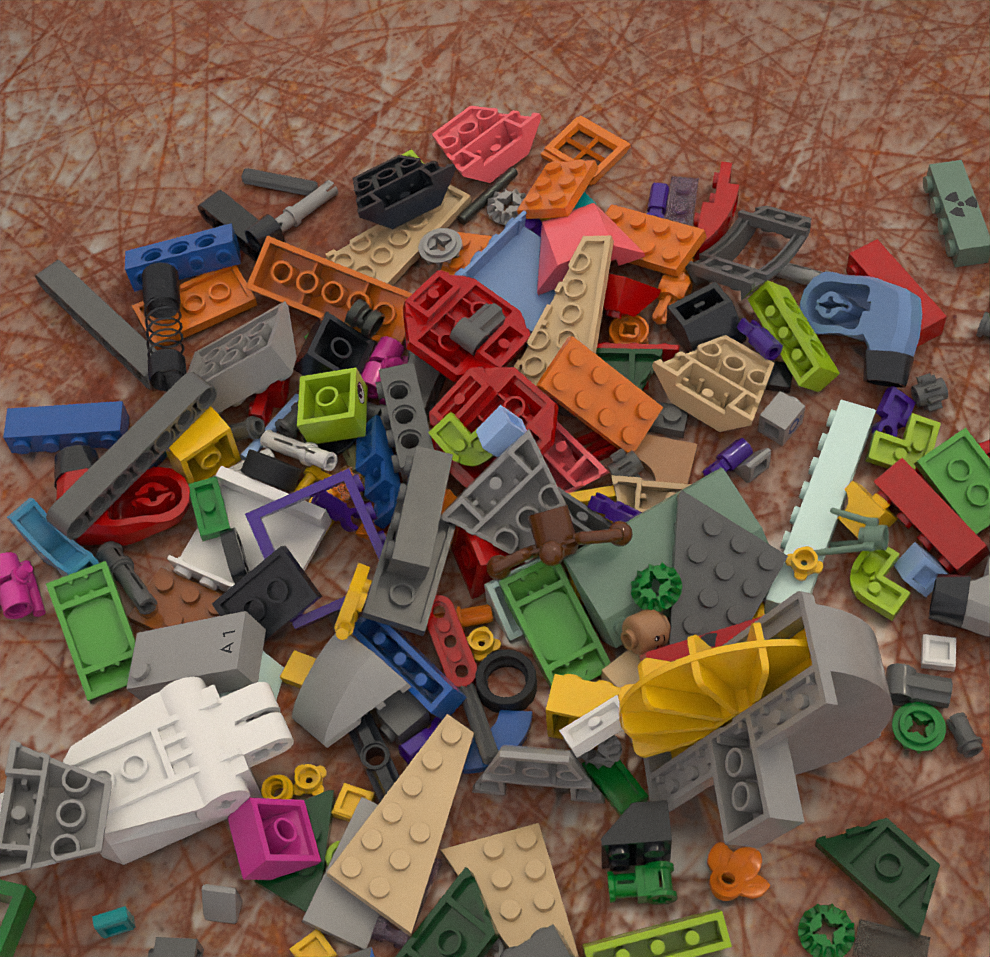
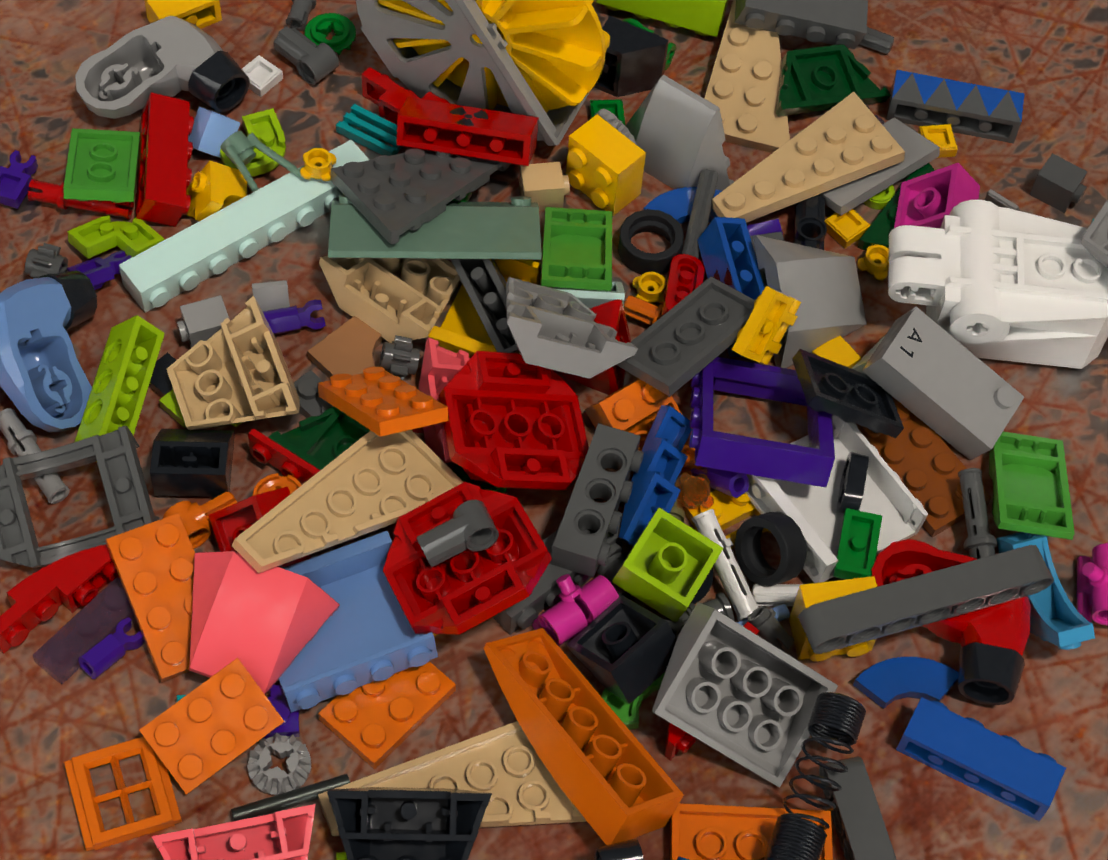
camera: 160 degrees left, 0 degrees up
(364, 318) = (569, 660): pearl dark grey wheel -> none
(419, 513) = (655, 353): dark grey brick -> none
(447, 238) = (423, 718): light grey gear -> none
(457, 440) = (565, 429): lime plate -> none
(500, 431) = (522, 379): light blue panel -> none
(555, 540) = (547, 245): reddish brown wheel -> none
(593, 727) = (615, 104): white plate -> none
(613, 510) = (447, 291): dark purple plate -> none
(645, 631) = (508, 178): medium nougat head -> none
(669, 589) = (460, 188): green gear -> none
(760, 339) = (157, 398): dark purple bar -> none

